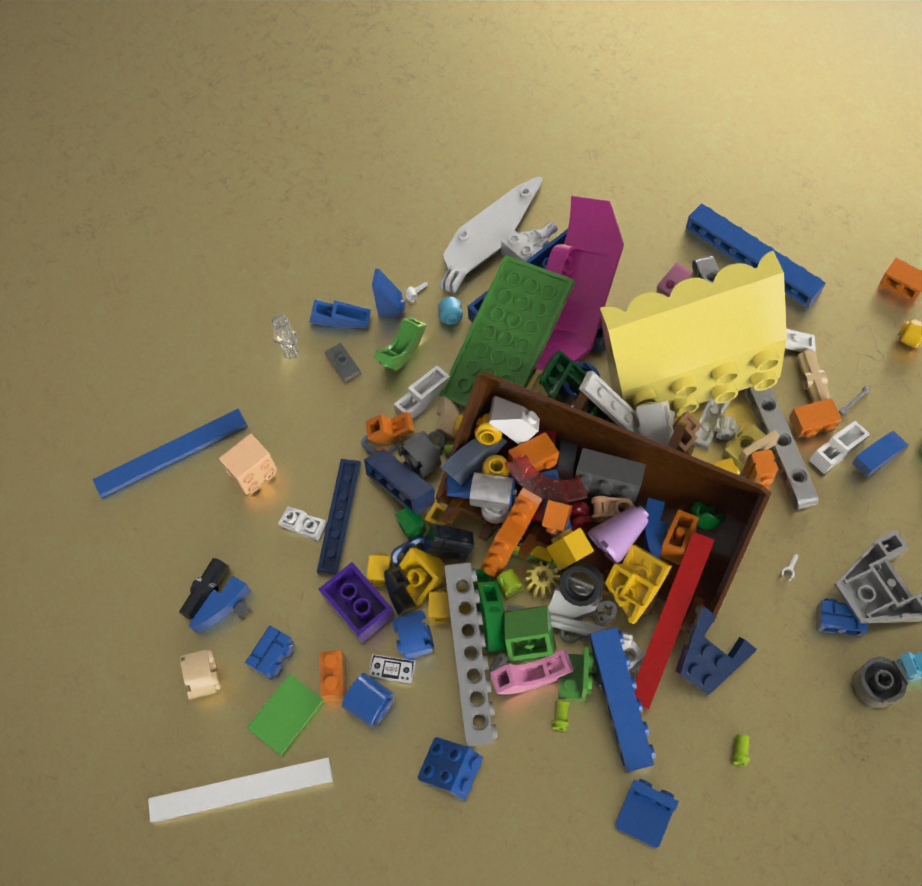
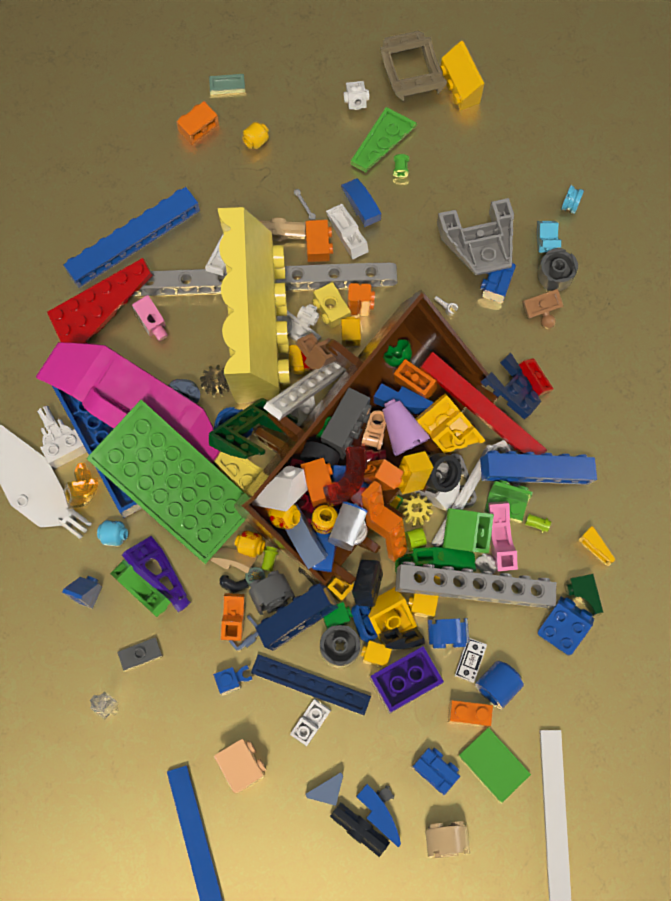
camera: 85 degrees left, 10 degrees up
(235, 552) = (328, 791): none -> sand blue slope
(329, 440) = (228, 680): none -> blue brick
(339, 315) = (83, 648): blue slope -> none
(388, 529) = (339, 634): none -> dark grey brick
(412, 292) = (78, 569): white hand -> none
(422, 392) = (201, 579): white slope -> none
(422, 422) = (232, 586): none -> black arm
(436, 339) = (146, 551): none -> dark purple plate
(480, 273) = (82, 490): none -> clear yellow brick
(494, 782) = (585, 591): none -> dark green arch
(554, 781) = (595, 544): none -> yellow slope
(646, 813) = (627, 475): blue bracket -> none
(656, 421) = (314, 367): white brick -> none
(668, 240) = (93, 308): none -> red wing
(735, 682) = (536, 377): none -> red plate
(741, 748) = (589, 389): lime pin -> none
(760, 445) = (340, 293): tan tile -> none
(829, 675) = (542, 305): none -> medium nougat plate

